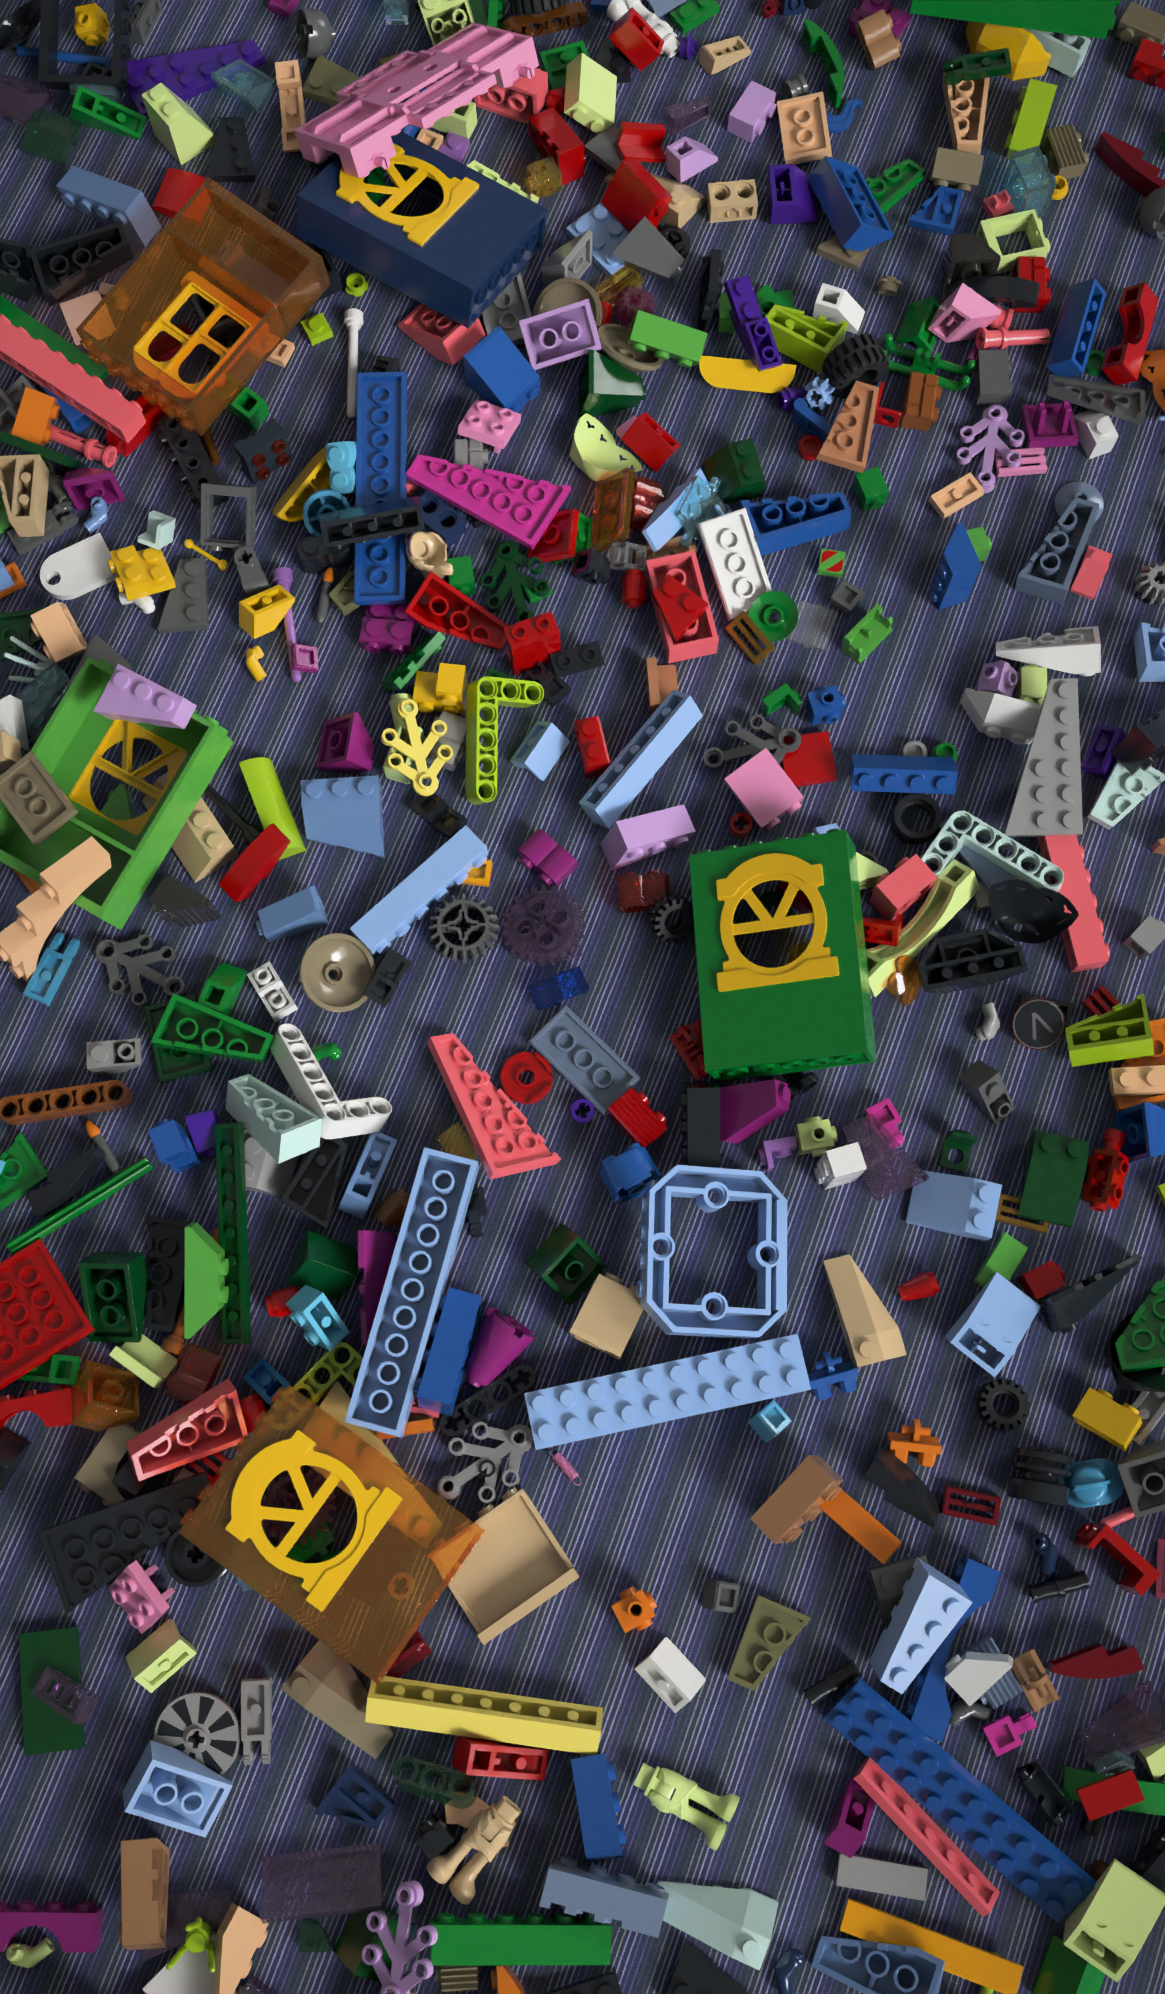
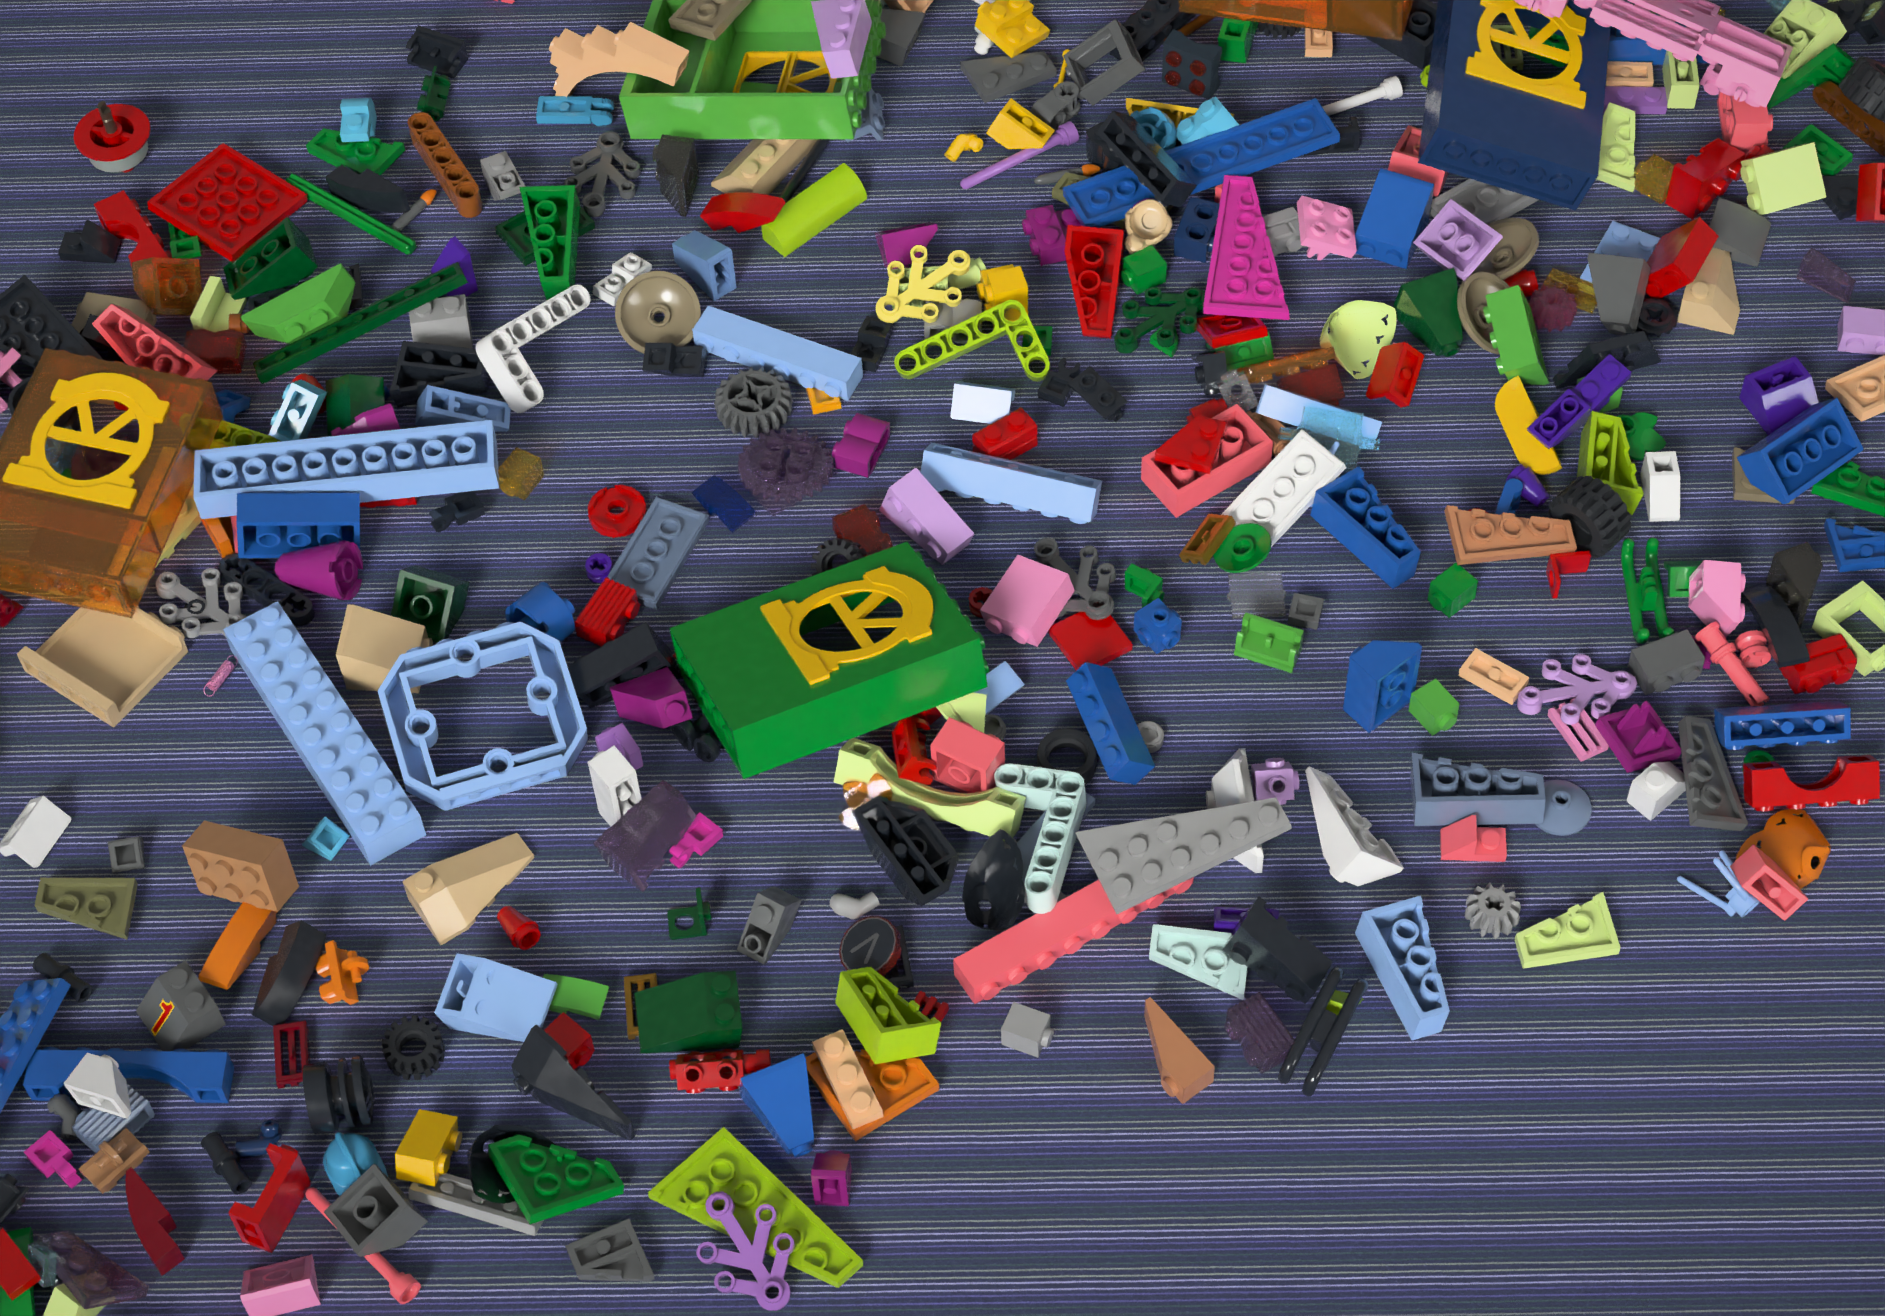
camera: 70 degrees right, 20 degrees down
(159, 530) = (1062, 25): light aqua panel -> none
(174, 1145) = (425, 233): blue arch -> none
(223, 988) = (603, 235): green slope -> none
(272, 1118) = (478, 305): light aqua wedge -> none
(304, 658) = (987, 180): magenta tile -> none
(317, 329) = (1364, 66): lime plate -> none
(327, 1050) = (574, 336): green arm -> none
(345, 813) = (835, 267): medium blue wedge -> none
(413, 662) = (1052, 271): green wing -> none
(490, 1117) = (554, 490): coral wing -> none
(532, 642) = (1086, 339): red panel -> none
(569, 259) = (1566, 234): light grey slope -> none
(634, 1620) = (88, 772): orange brick -> none
(641, 142) = (1756, 244): red panel -> none
(660, 682) = (1116, 475): nougat panel -> none
(688, 158) = (1768, 292): lavender slope -> none
(732, 200) = (1740, 348): tan brick -> none
(738, 471) = (1402, 463): dark green slope -> none
(806, 1140) = (650, 768): yellowish green brick -> none
(819, 393) = (1536, 496): light blue gear -> none
(831, 563) = (1342, 586): bright green tile -> none
(832, 1371) = (392, 869): blue hips -> none
(888, 285) = (1727, 527): dark tan plate -> none
(918, 1625) = (150, 1015): light blue wedge -> none
(919, 401) = (1593, 603): dark orange brick -> none
(945, 750) = (1164, 764): green plate -> none
(955, 1205) = (624, 935): light blue slope -> none
(1031, 684) = (1300, 817): yellowish green brick -> none

